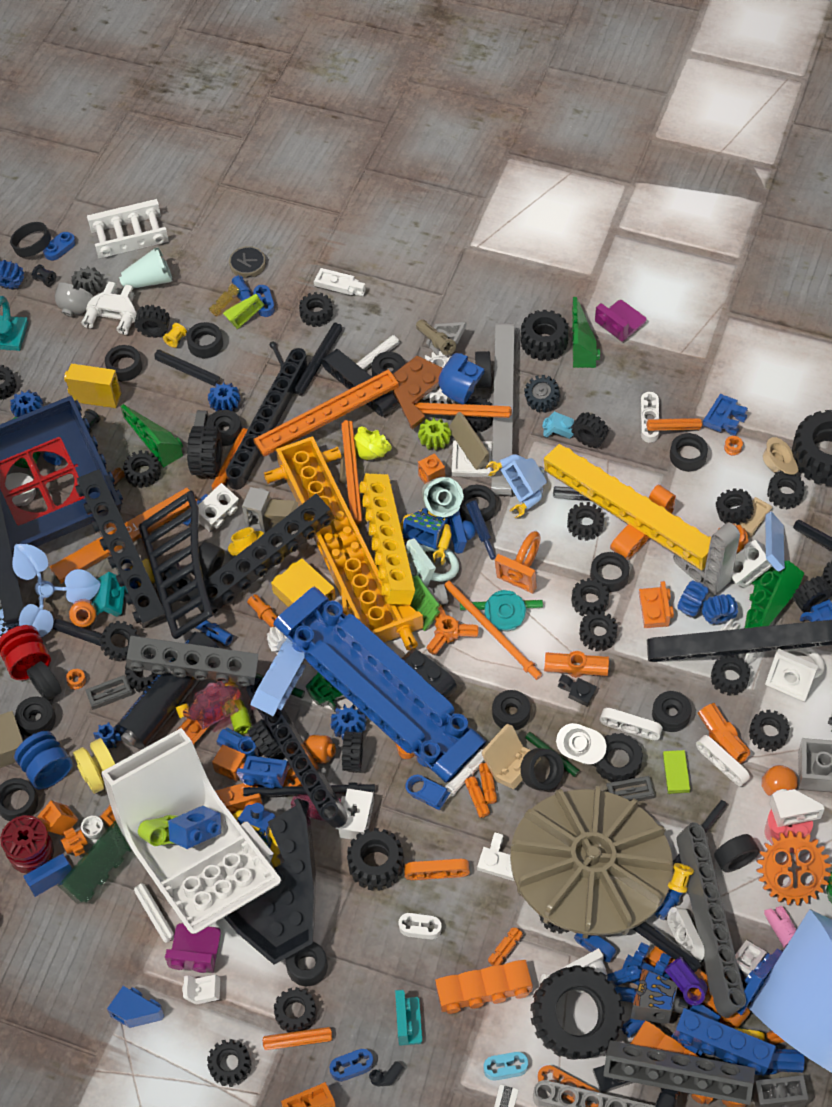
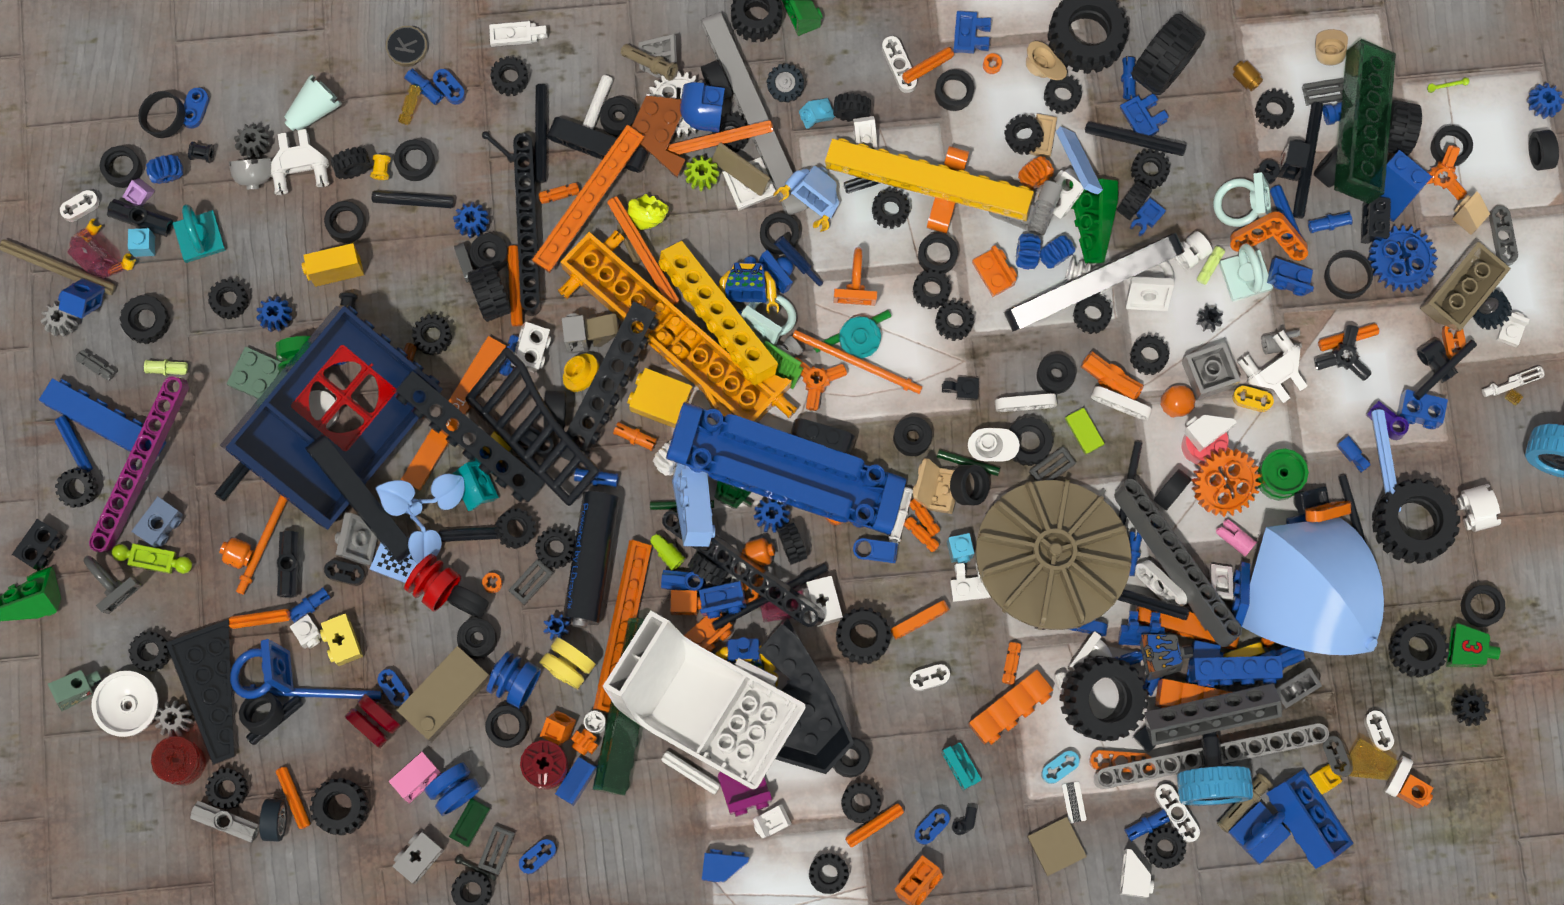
camera: 30 degrees left, 20 degrees up
(83, 613) = (464, 515): orange head -> none
(126, 215) = (253, 39): white fence -> none
(155, 437) = (431, 296): green wedge -> none
(156, 830) = (666, 701): lime piece -> none
(183, 653) = (656, 504): dark grey brick -> none
(194, 827) = (695, 685): blue brick -> none
(212, 704) = (644, 558): clear pink torso -> none
(243, 311) = (435, 116): lime slope -> none
(302, 405) = (559, 193): none -> orange axle
(430, 468) = (719, 216): orange brick -> none
(442, 496) = (747, 246): light aqua cone -> none
(506, 820) = (960, 548): none -> medium azure brick
(588, 664) = (963, 359): orange piece -> none
(592, 450) = (865, 132): none -> white slope
(624, 975) = (1126, 646): blue axle -> none
(680, 877) = (1137, 537): yellow bush -> none
(685, 979) = (1184, 630): dark purple piece -> none

